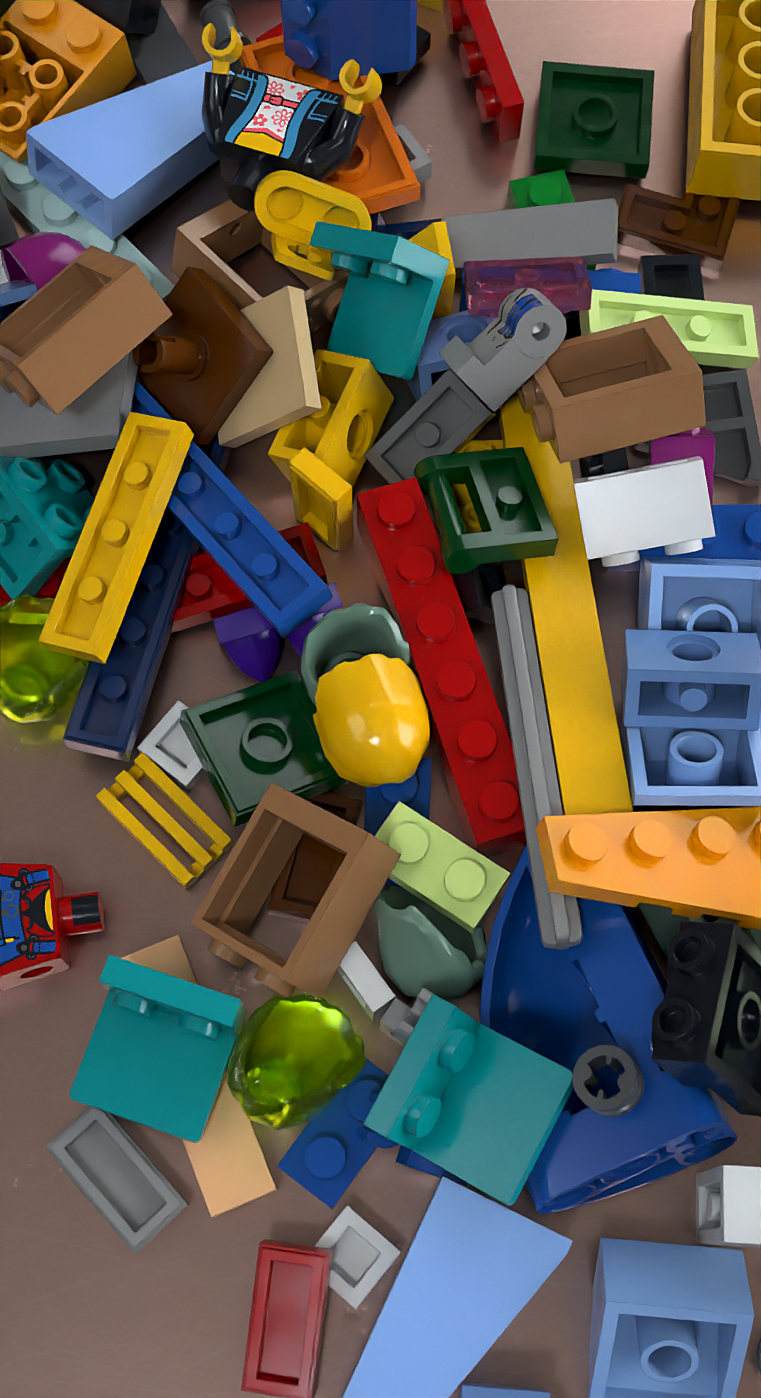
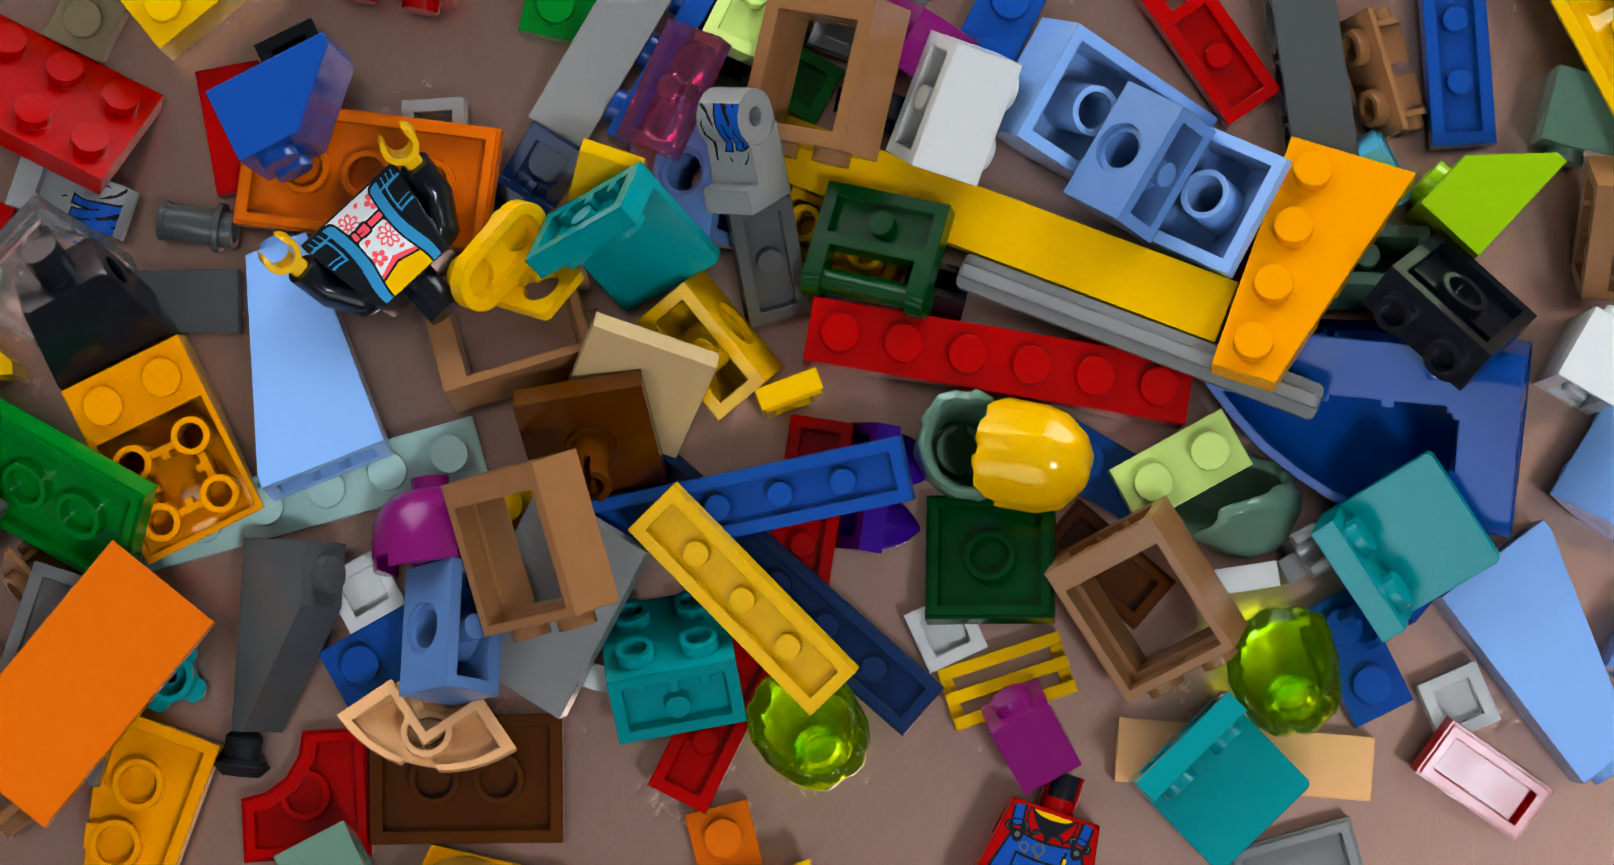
camera: 60 degrees left, 15 degrees up
(118, 854) = (1029, 735): none -> magenta brick
(586, 1078) = (1434, 441): dark grey bush -> none

